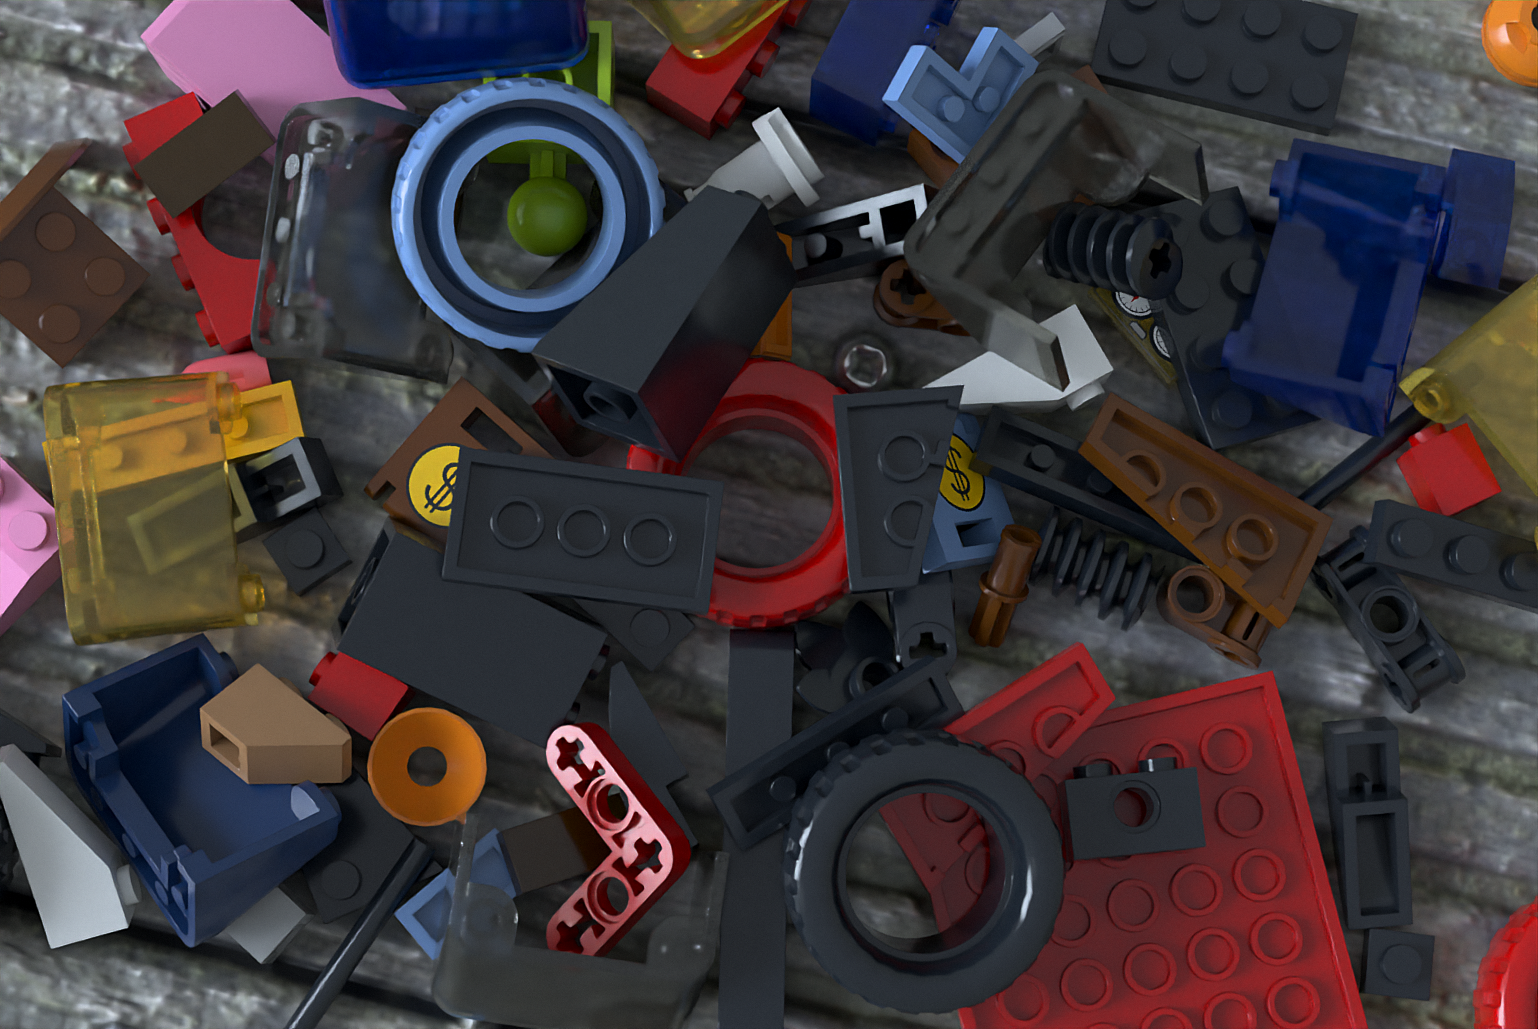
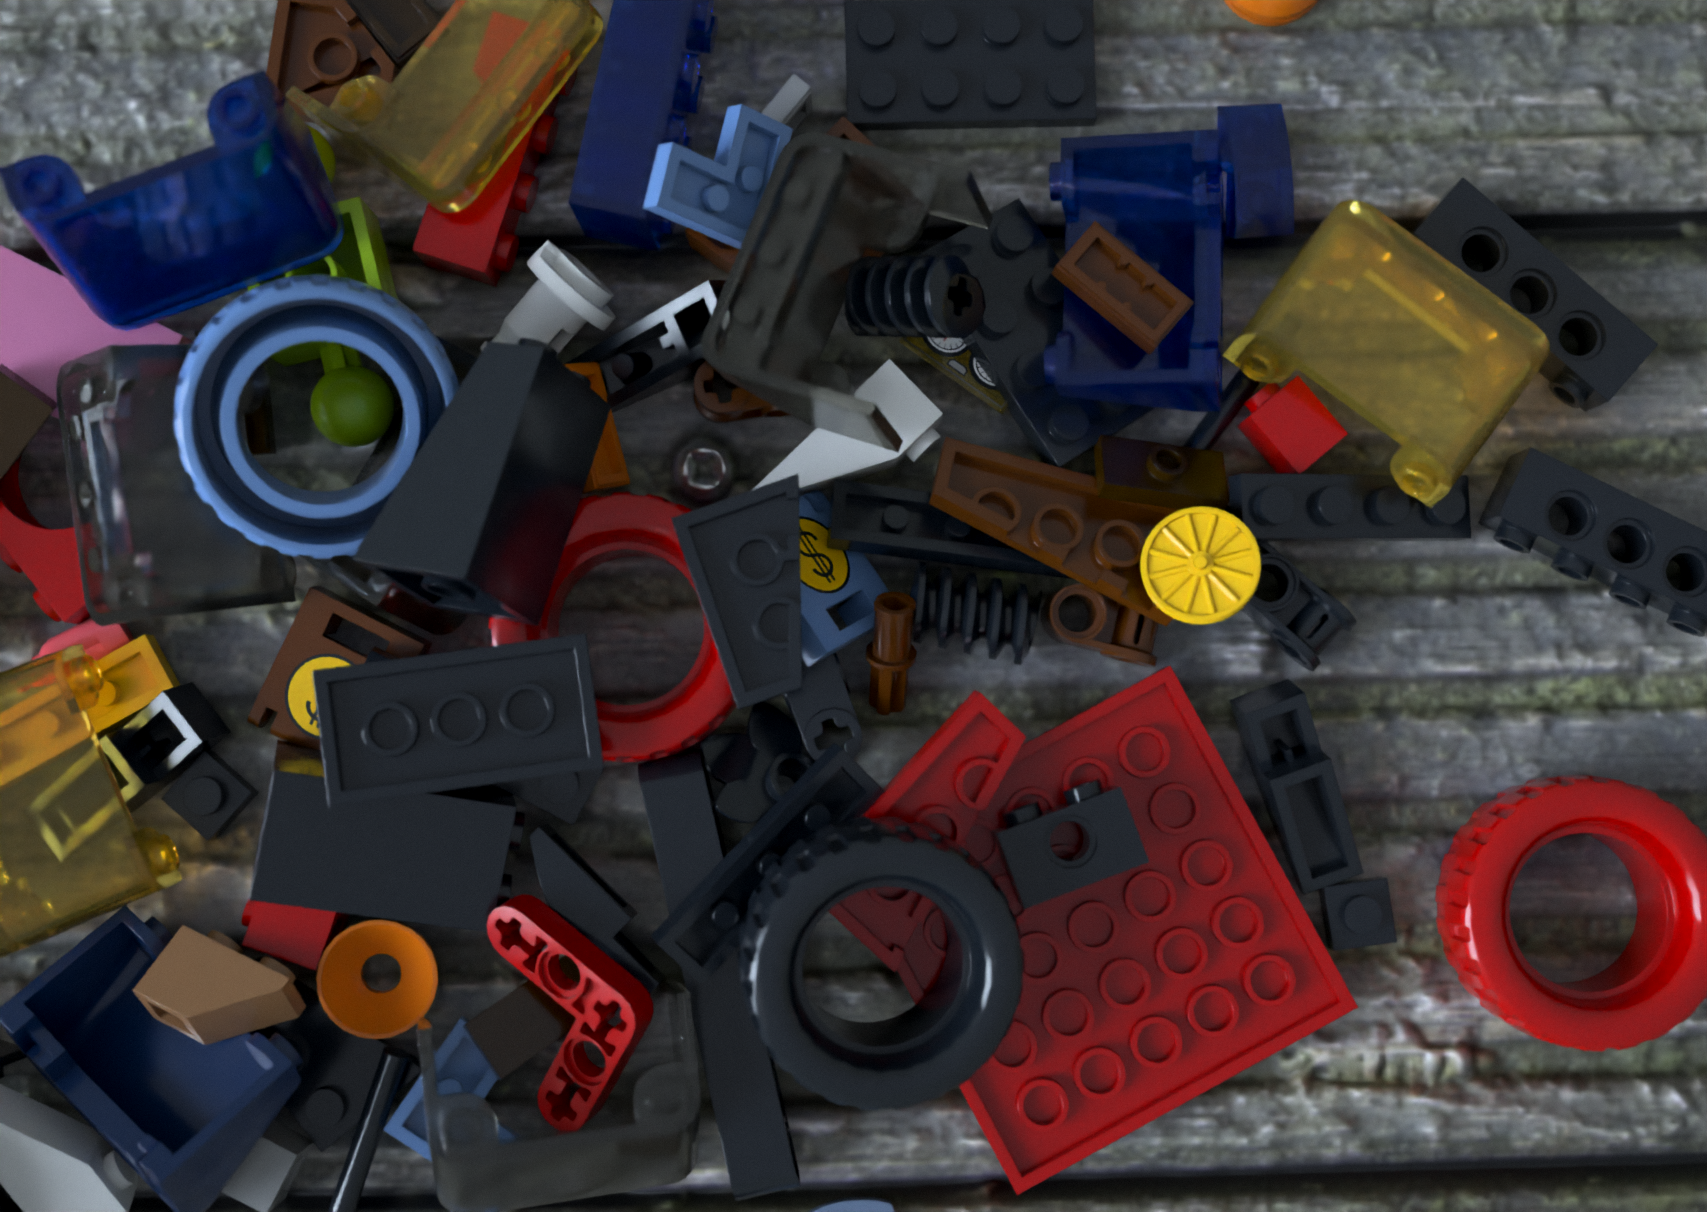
camera: 15 degrees left, 5 degrees up
(1309, 483) = (1159, 474): none -> dark brown plate
(1317, 295) = (1122, 287): none -> reddish brown plate
(1327, 575) = (1200, 565): none -> yellow wheel

